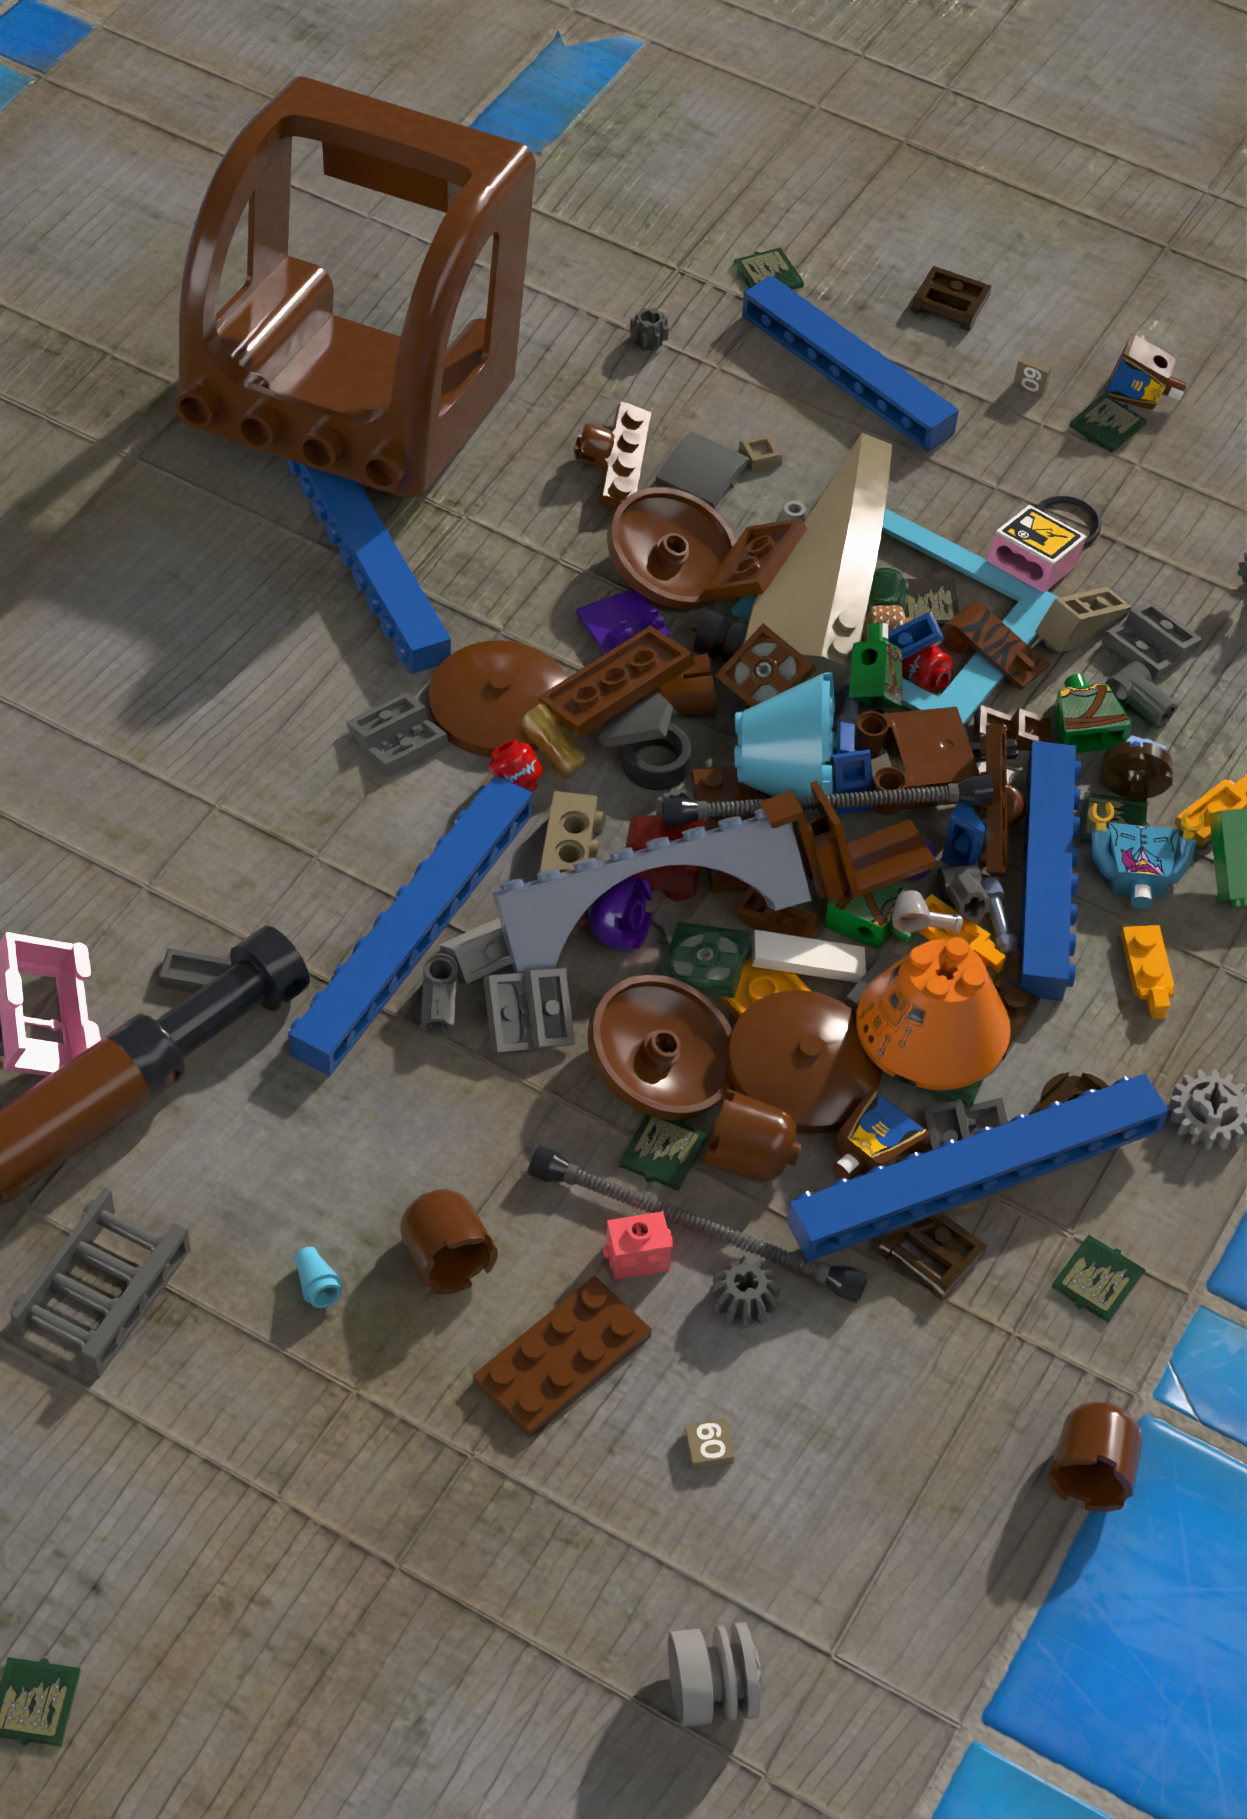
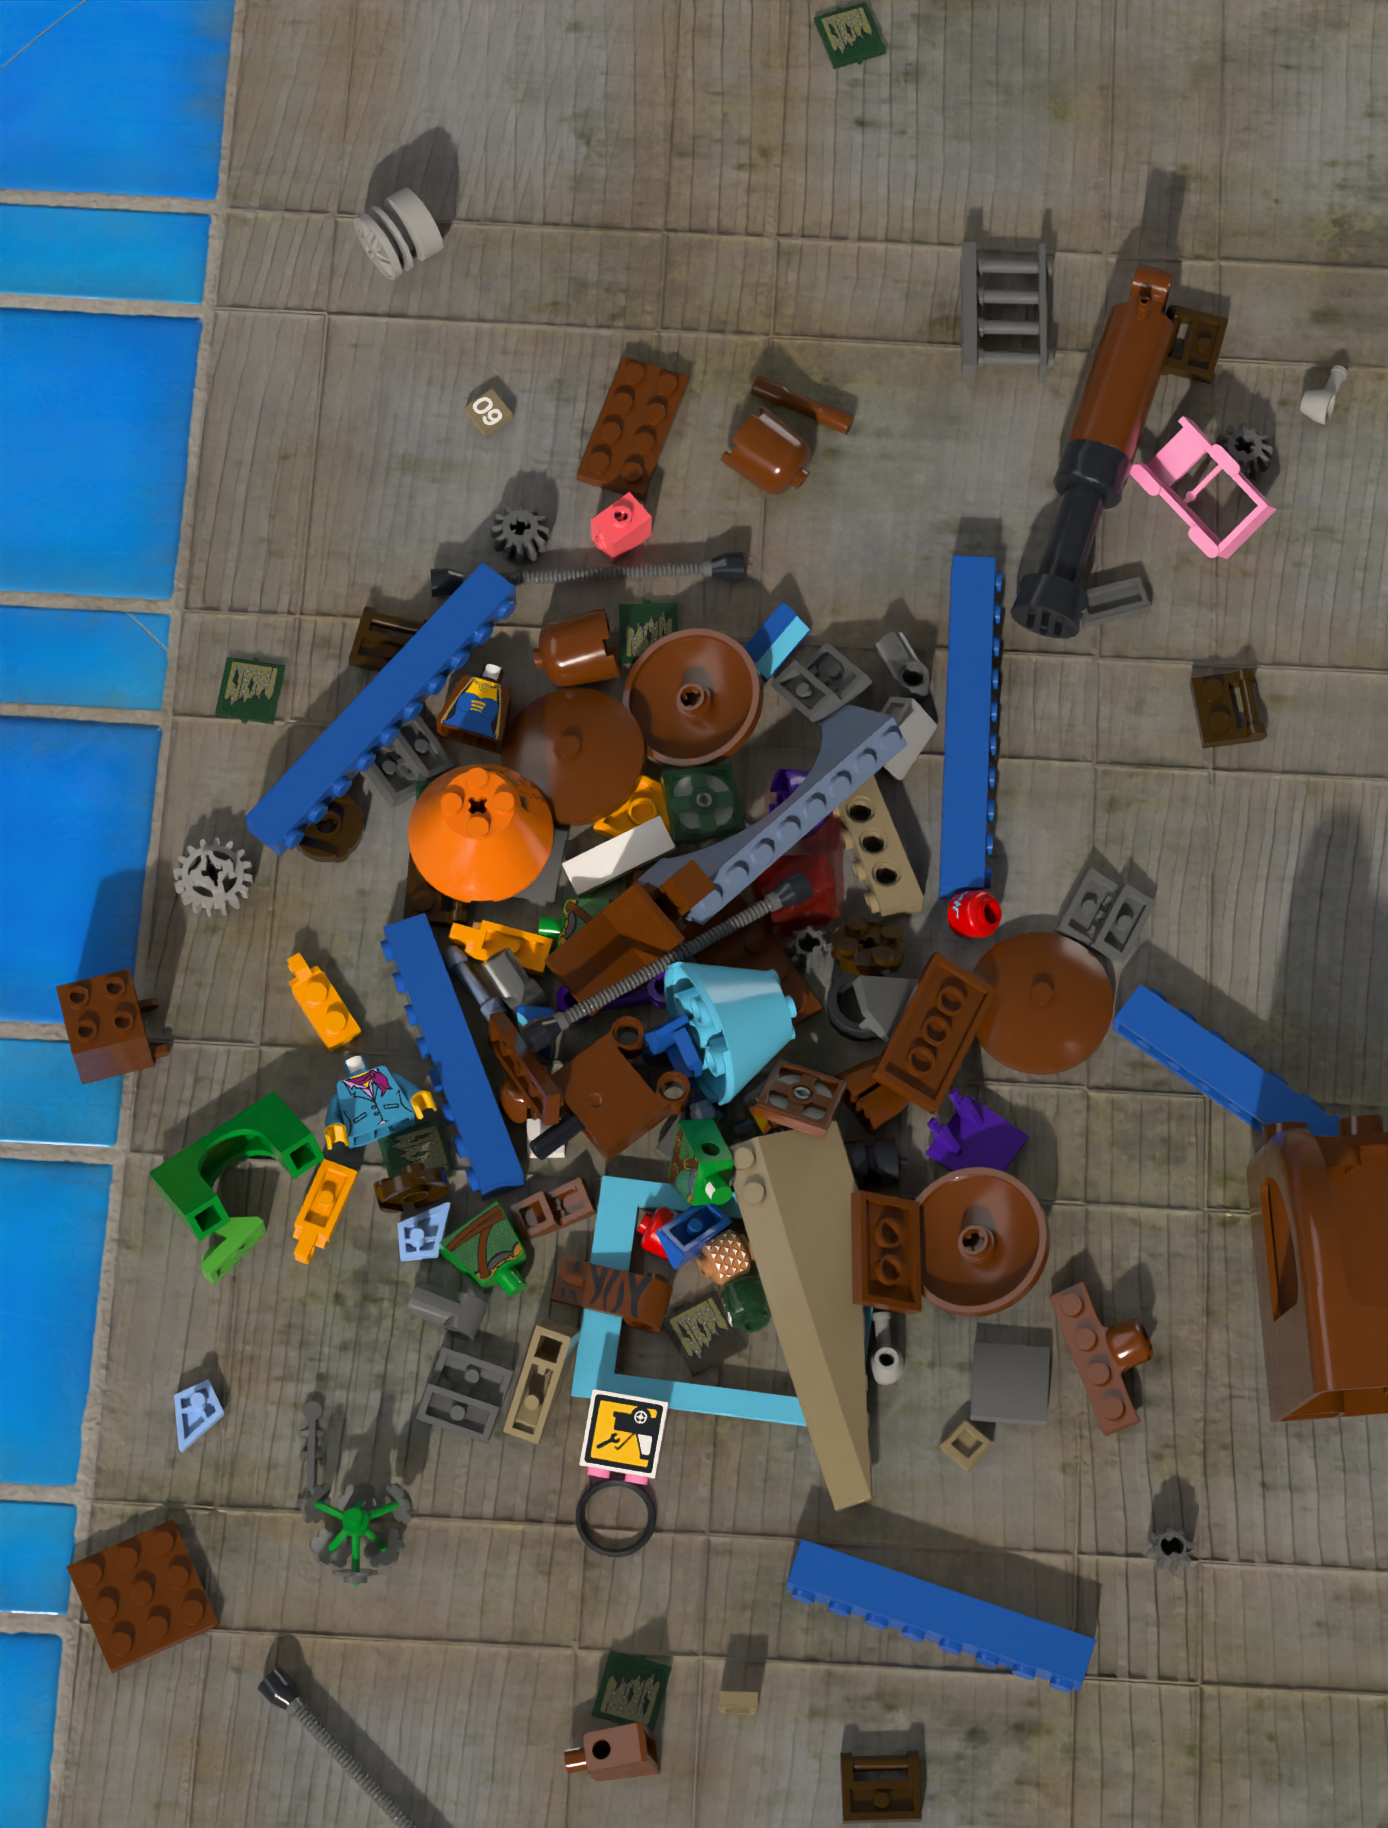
camera: 155 degrees right, 15 degrees up
(176, 844) = (1216, 712): none -> dark brown plate
(318, 1281) = (849, 392): medium azure cone -> none
(386, 1310) = (783, 396): none -> reddish brown piece
(548, 1081) = (776, 640): none -> slope
(554, 741) = (972, 959): clear yellow axle -> none
(623, 762) = (884, 942): none -> dark brown plate
(767, 263) = (1098, 1728): piece -> none
(913, 915) = (544, 916): light grey bar -> none
(1097, 1457) = (191, 519): reddish brown cylinder -> none

